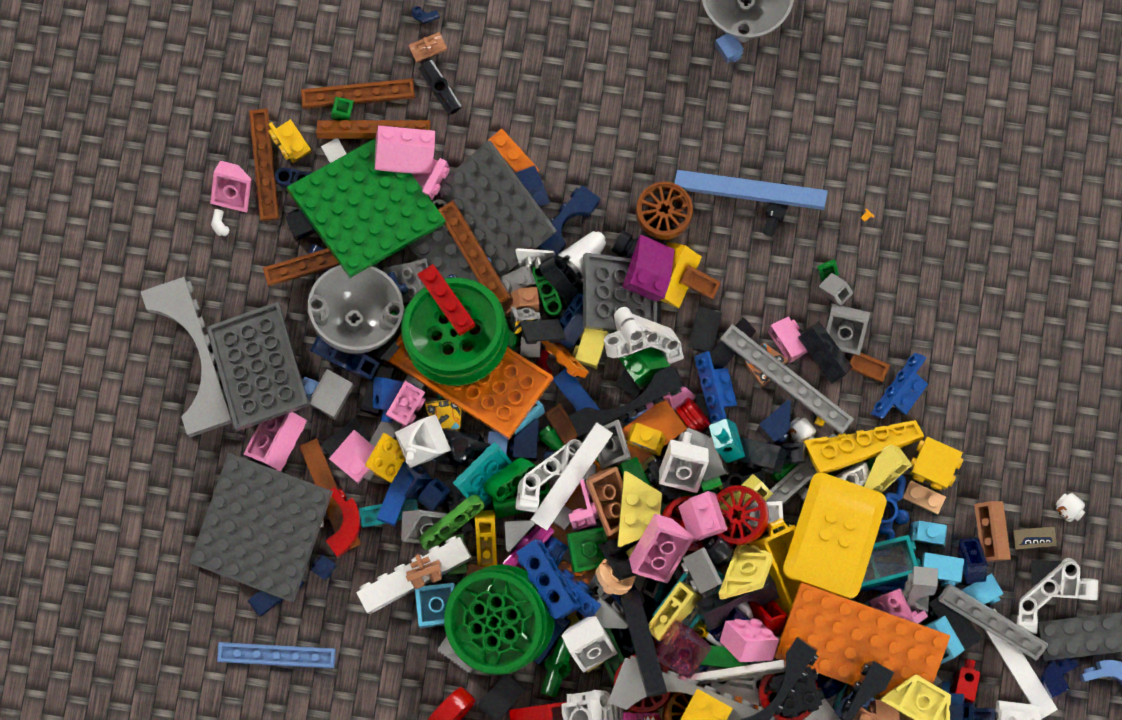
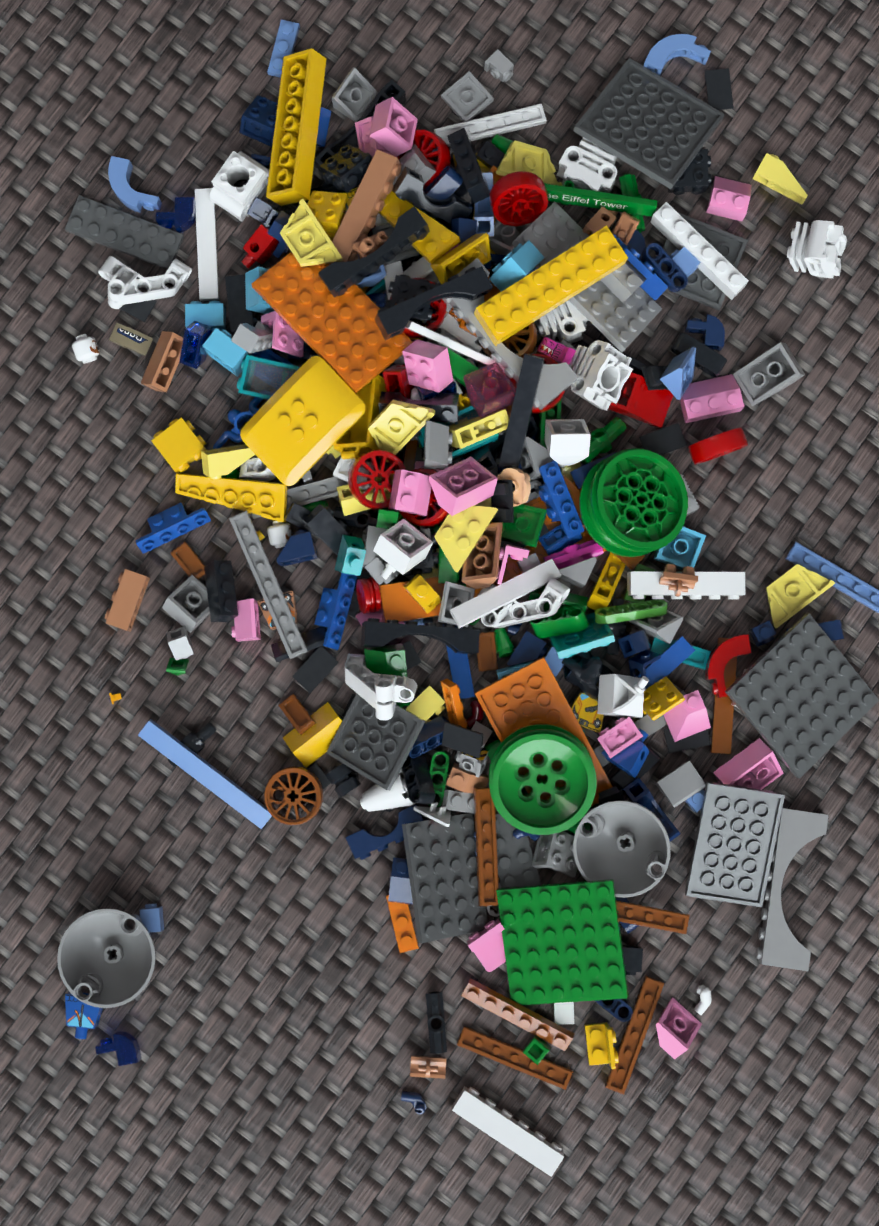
camera: 150 degrees left, 5 degrees up
(312, 620) = (794, 592): none -> light yellow wing
(332, 30) = (508, 1131): none -> white brick
(402, 288) = (568, 846): dark blue arm -> none
(404, 150) = (500, 977): bright pink slope -> none
(446, 300) = (537, 809): red plate -> none
(567, 601) = (567, 520): blue brick -> none
(650, 269) = (335, 746): magenta slope -> none
(719, 550) = (411, 458): black head -> none
(904, 303) = (127, 600): none -> nougat brick
(924, 497) = (205, 423): light nougat plate -> none
(928, 533) = (220, 388): medium azure torso -> none
(993, 622) = (207, 284): light grey tile -> none

